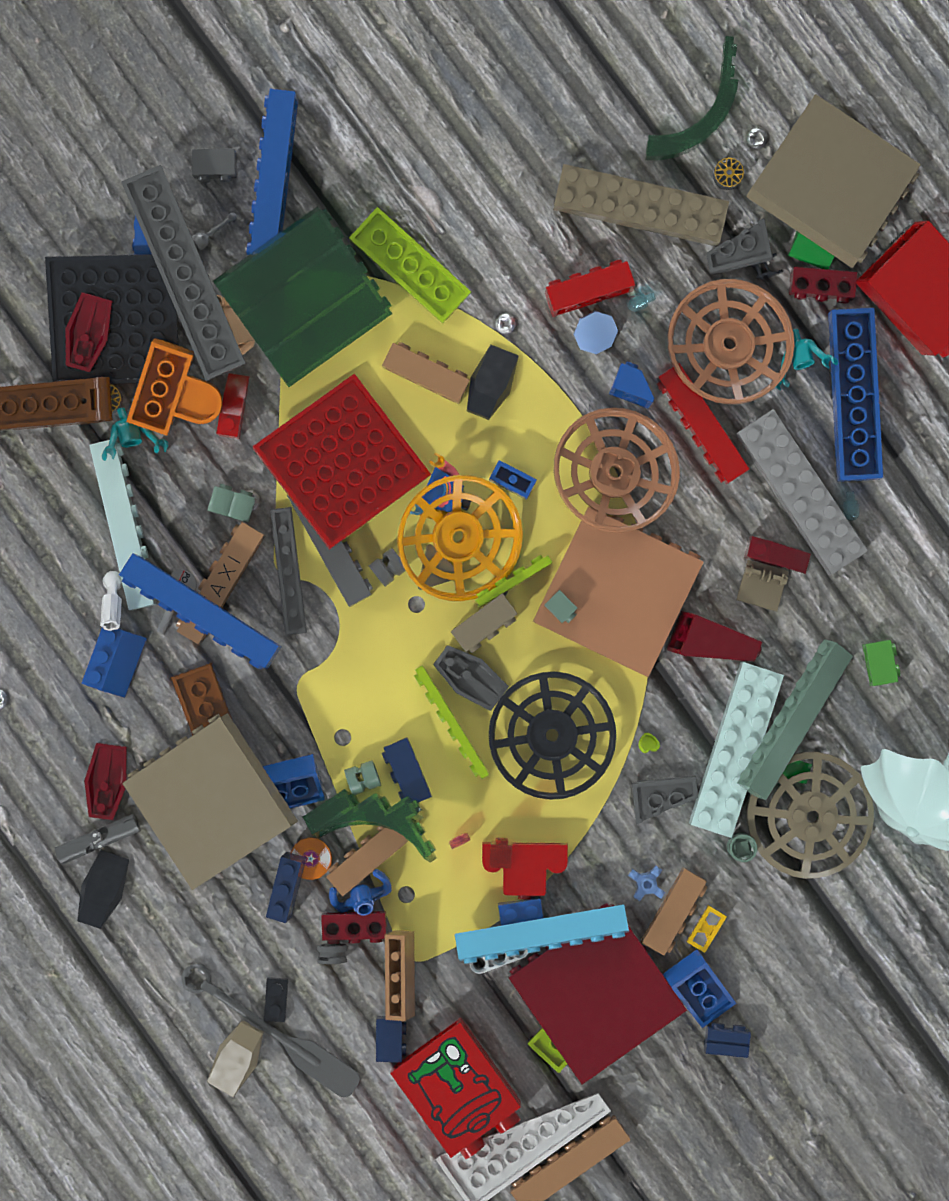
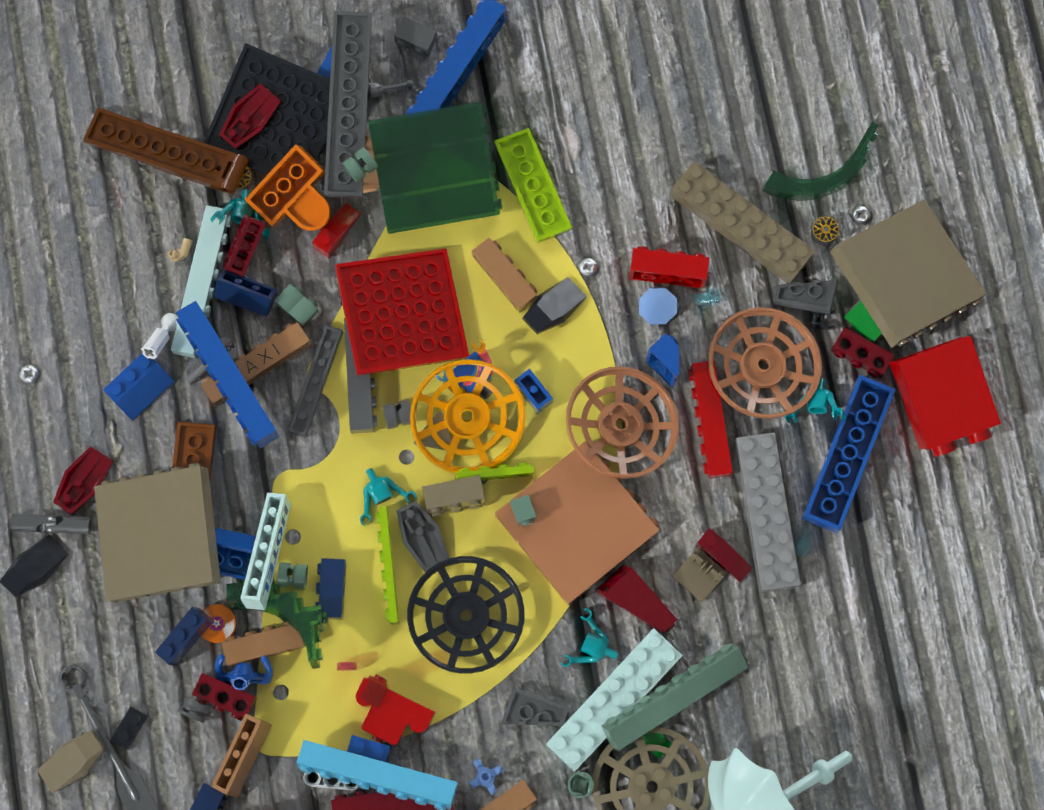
camera: 20 degrees right, 10 degrees down
(88, 503) = (183, 252): none -> tan arm
(148, 468) = (244, 245): none -> dark red brick
(174, 516) = (245, 293): none -> dark blue brick
(225, 340) = (354, 168): none -> sand green wheel
(326, 768) = (265, 551): none -> light aqua brick
(407, 652) = (380, 492): none -> teal piece
(648, 743) = (543, 660): lime piece -> none
(690, 704) = (593, 645): none -> teal piece
(881, 662) = (769, 685): bright green brick -> none

